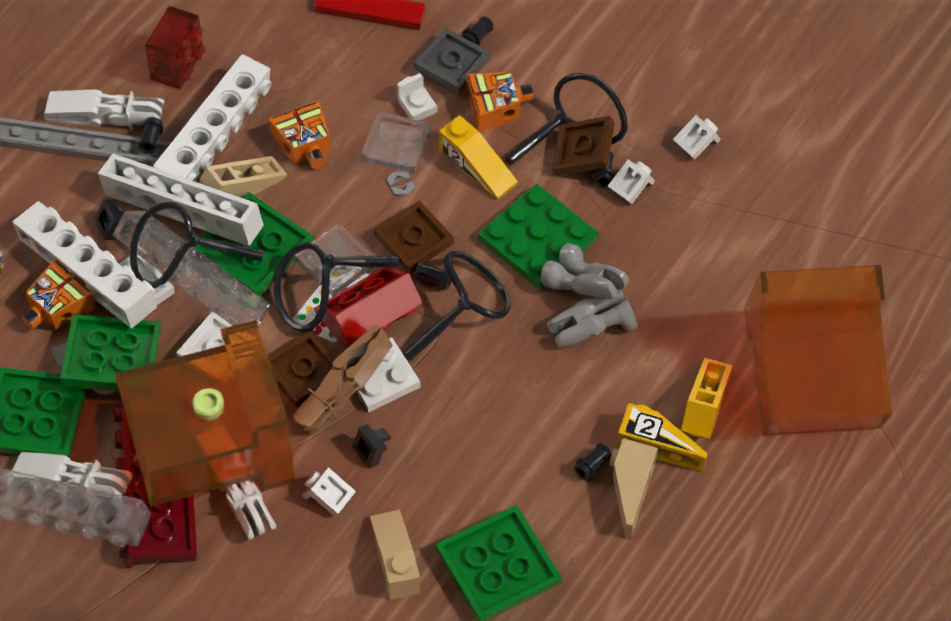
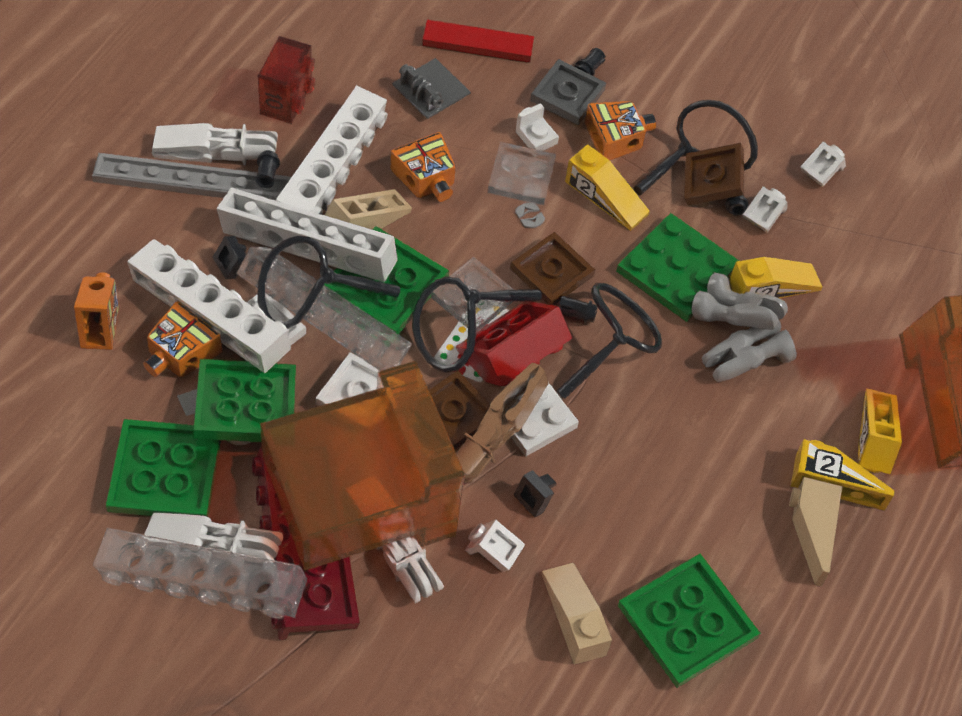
camera: 10 degrees left, 0 degrees up
(208, 404) = (368, 455): yellowish green tile -> none
(317, 55) = (430, 87): none -> dark grey hinge
(587, 466) = (767, 508): black pin -> none
(630, 249) = (774, 277): none -> yellow slope

